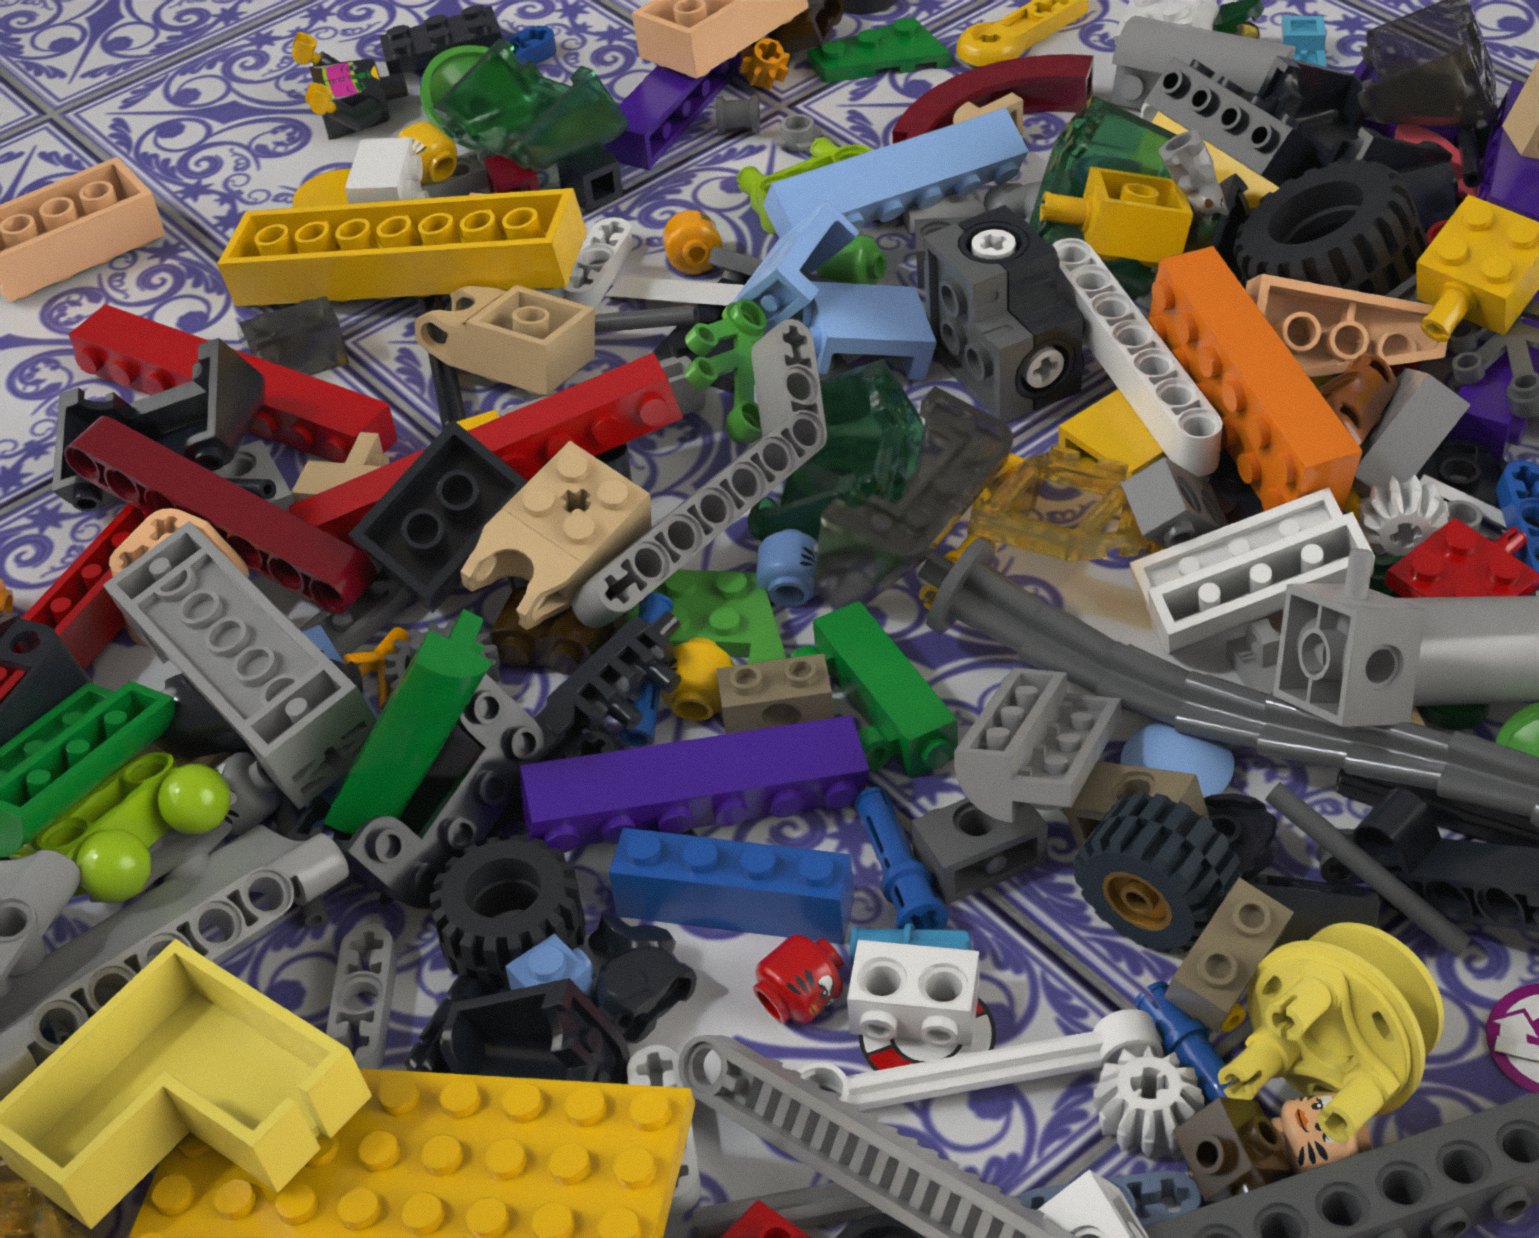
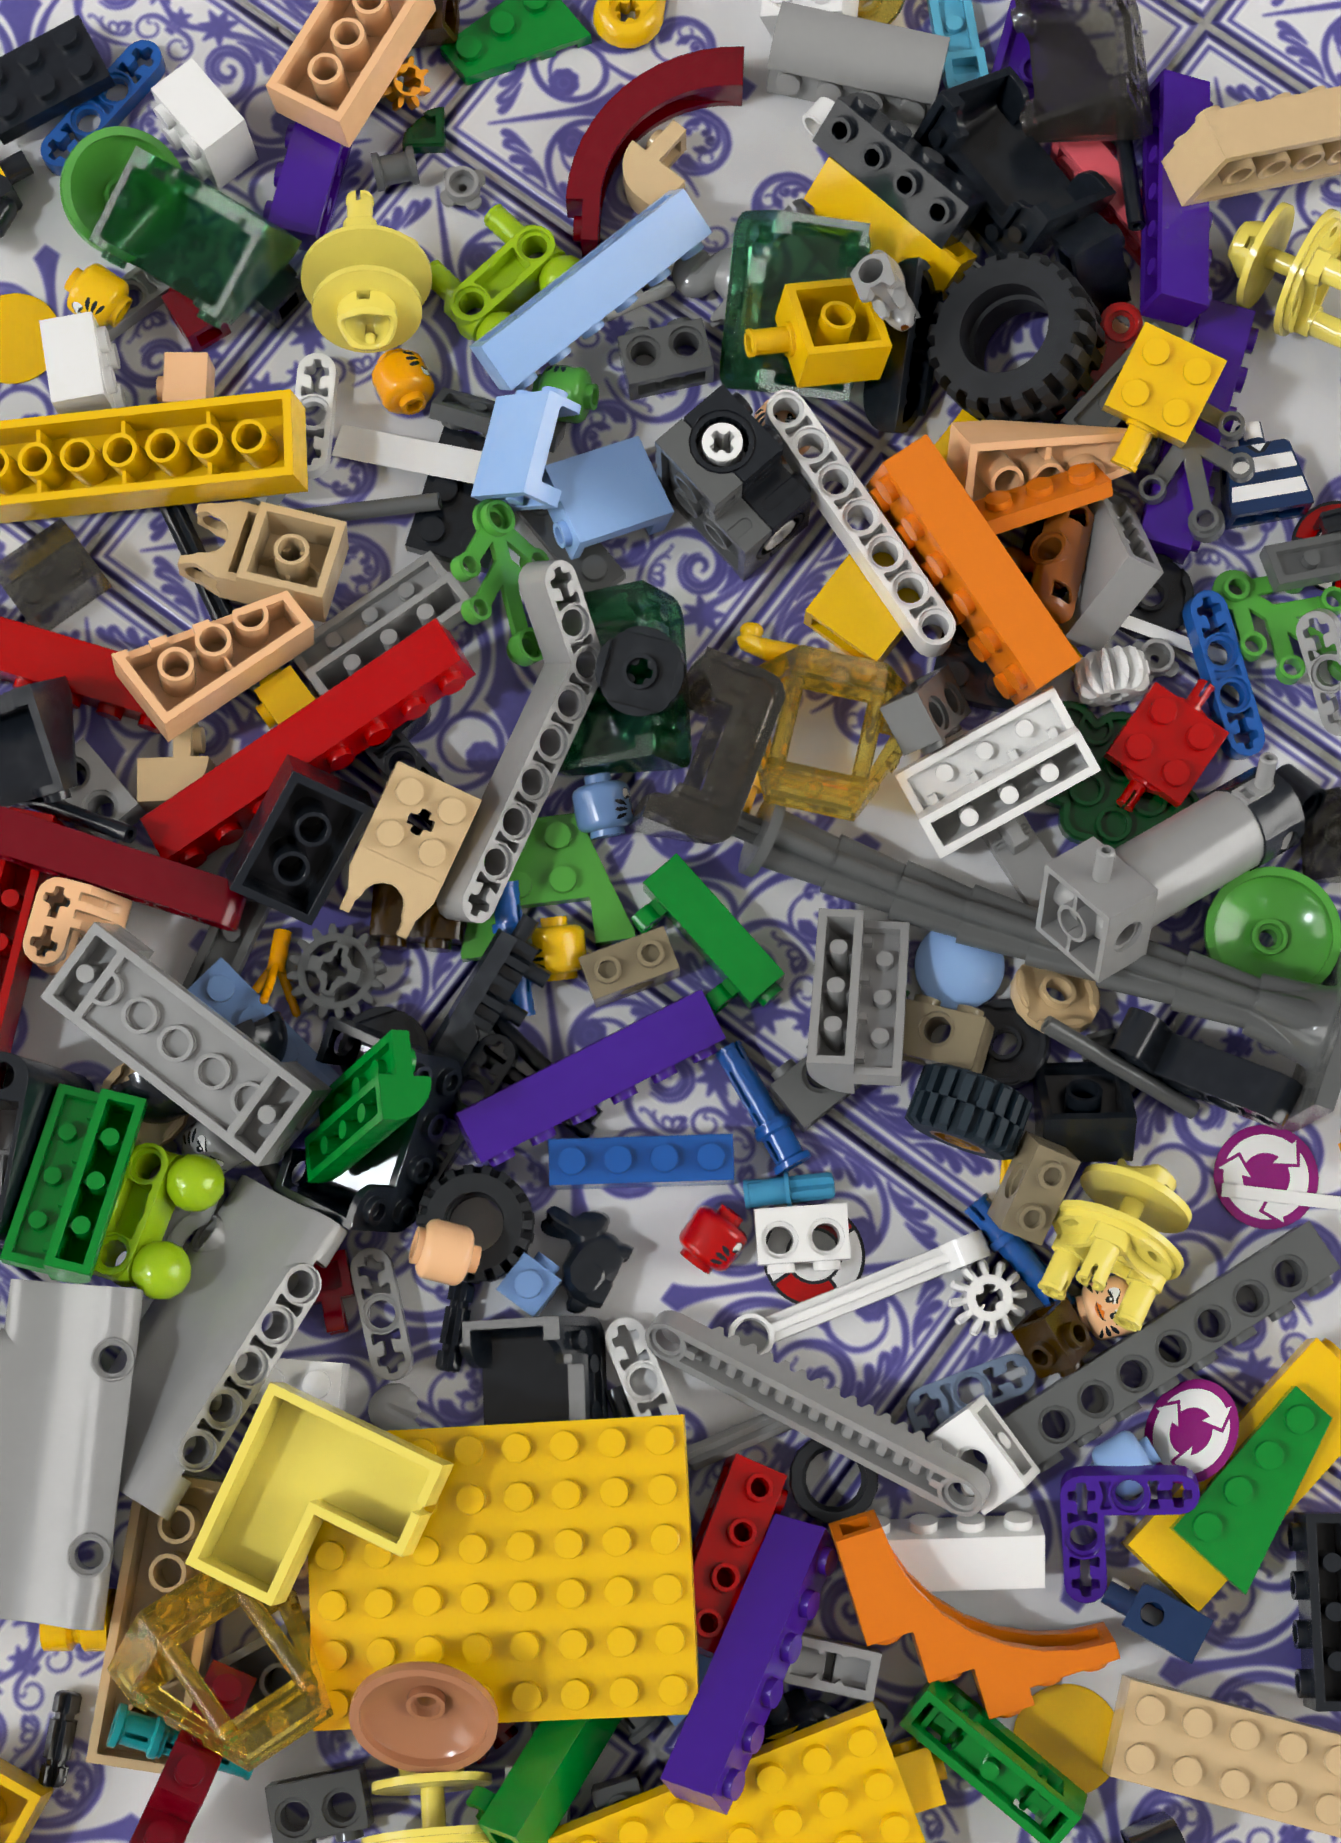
camera: 15 degrees left, 35 degrees up
(305, 956) = (335, 1286): none -> dark red plate
(418, 383) = (207, 666): none -> light nougat wedge
(452, 893) = (444, 1252): none -> light nougat head
(564, 42) = (203, 124): none -> white brick
(680, 153) = (366, 281): none -> light yellow piece
(779, 104) = (427, 133): none -> dark green tile
(880, 454) = (628, 649): none -> black plate
(1258, 780) = (1035, 1004): none -> tan tile
(1340, 341) = (1045, 497): none -> orange plate

